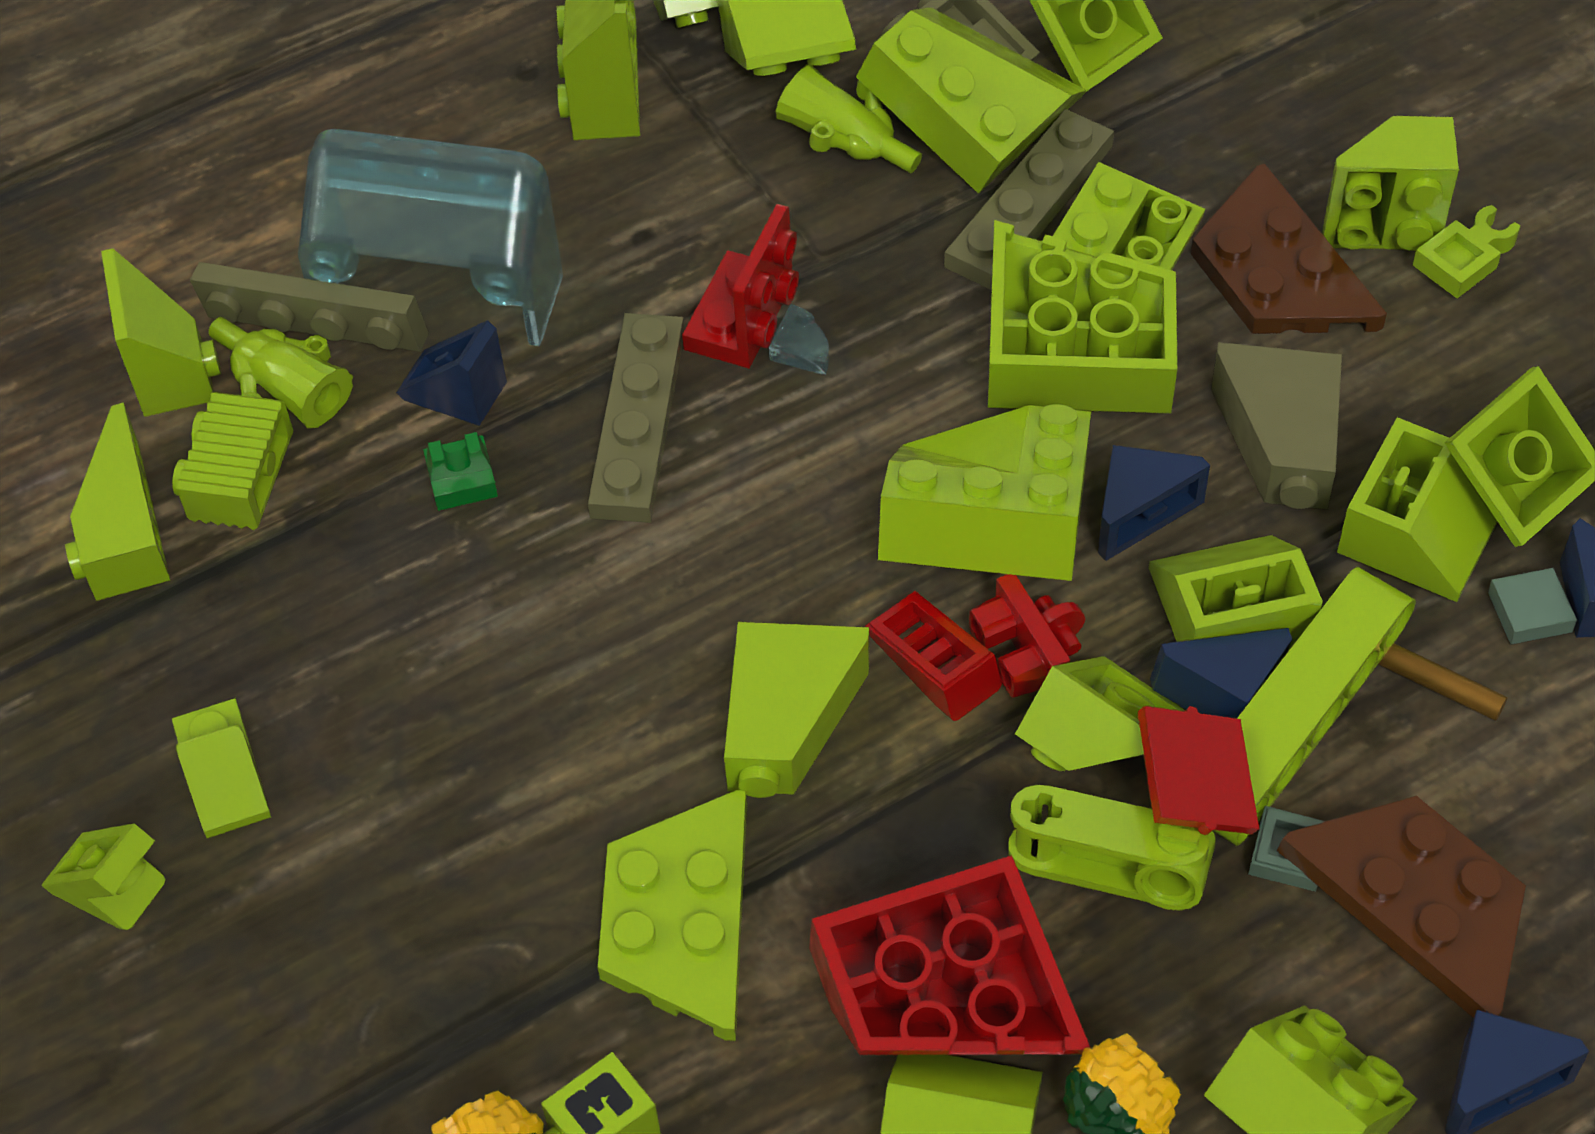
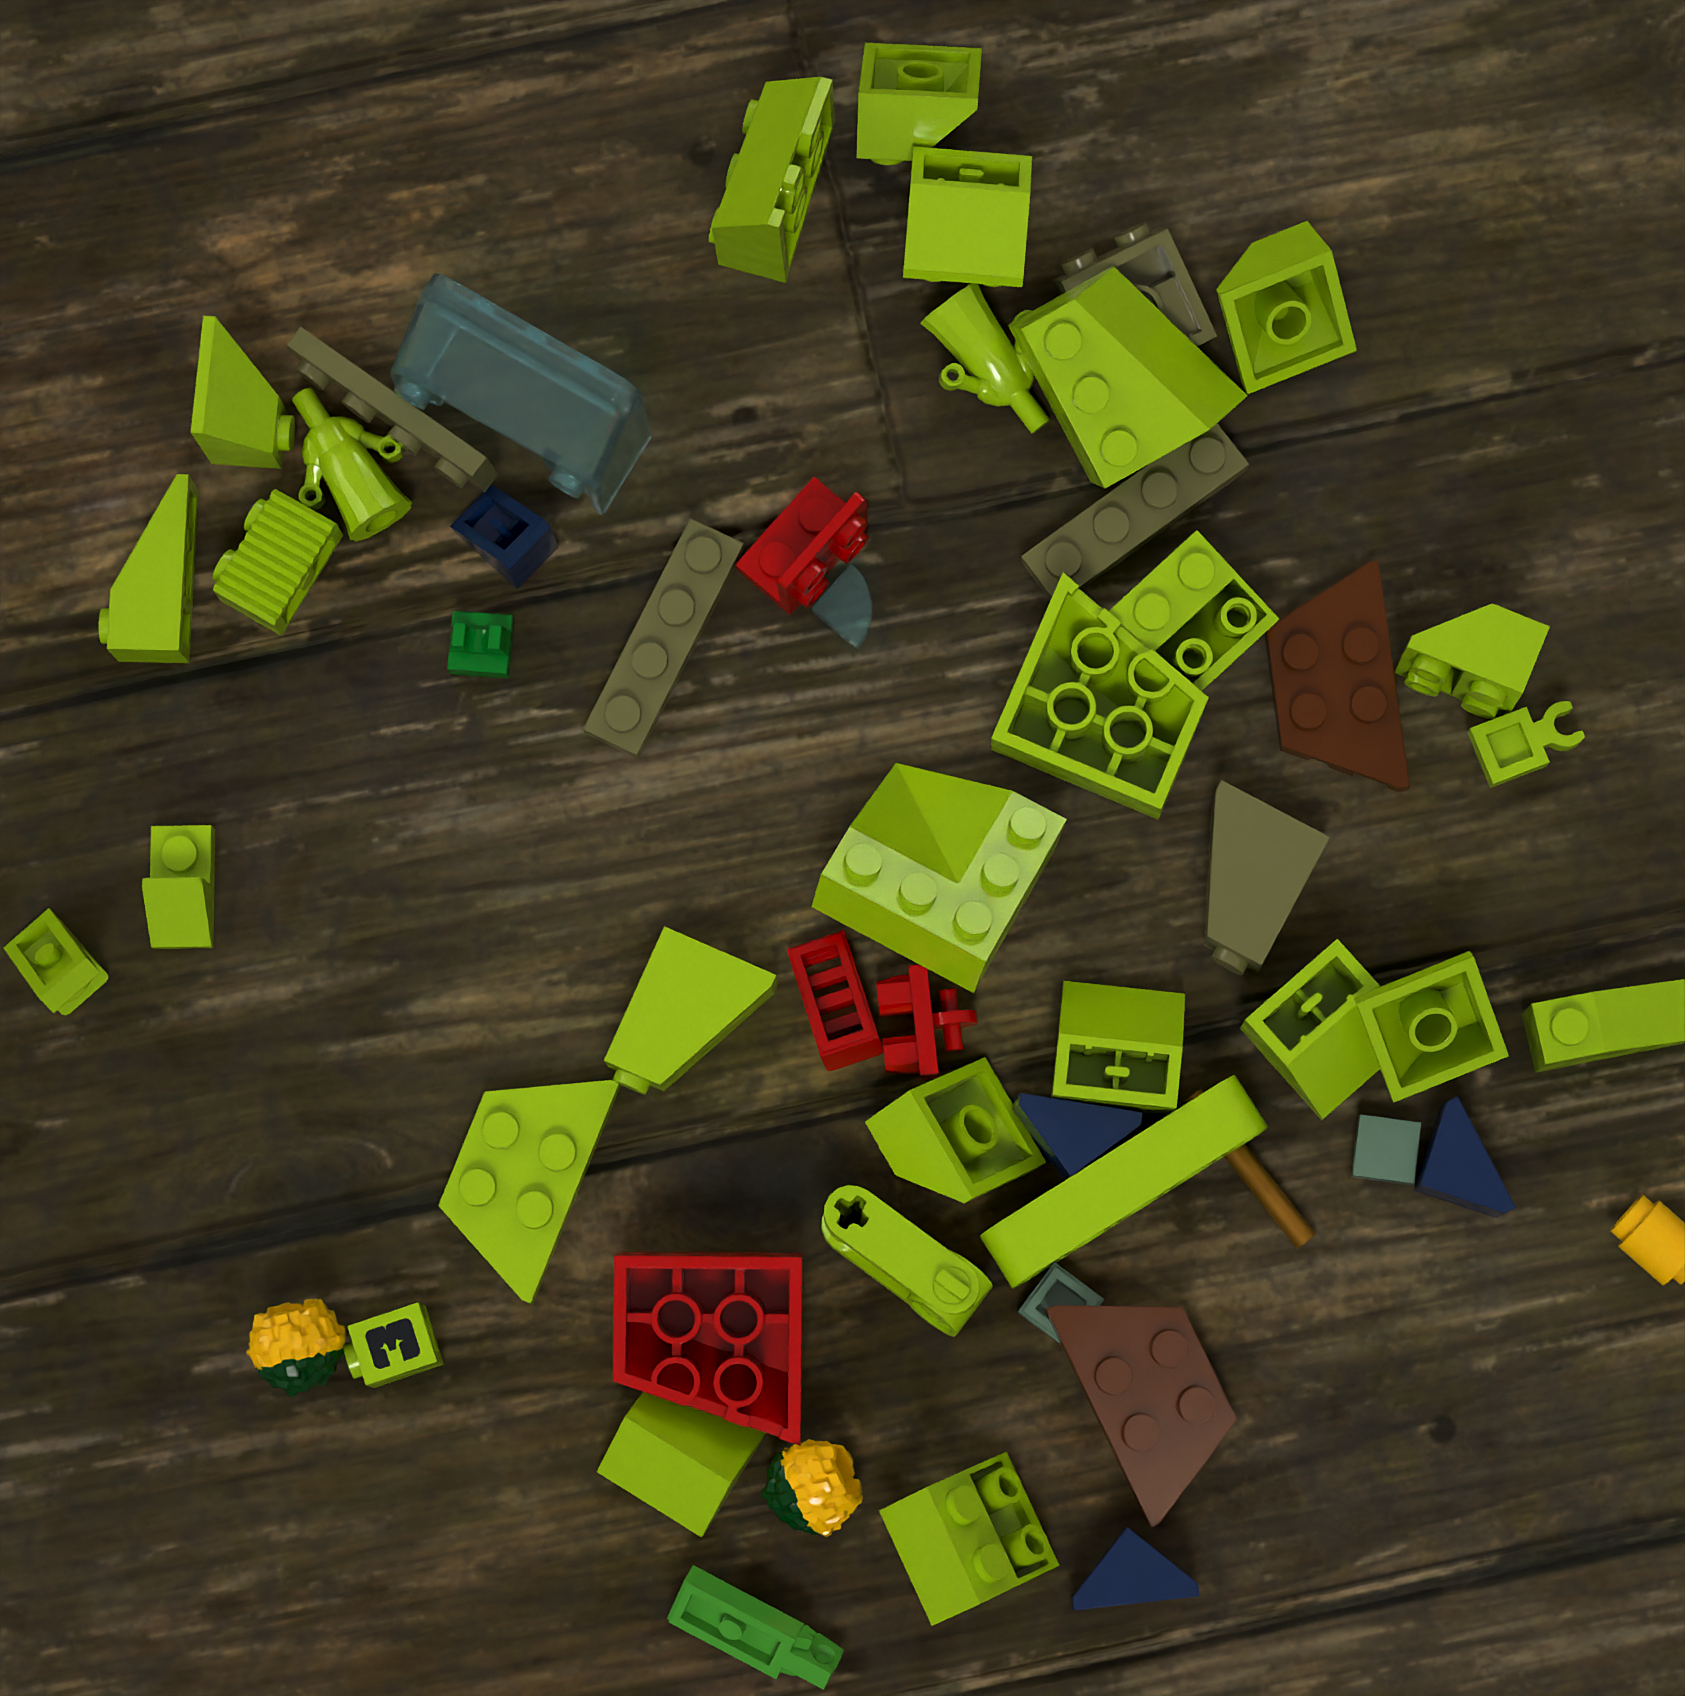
camera: 25 degrees right, 25 degrees up
(1147, 493) = (1086, 909): dark blue slope -> none
(1197, 770) = (992, 1233): red piece -> none

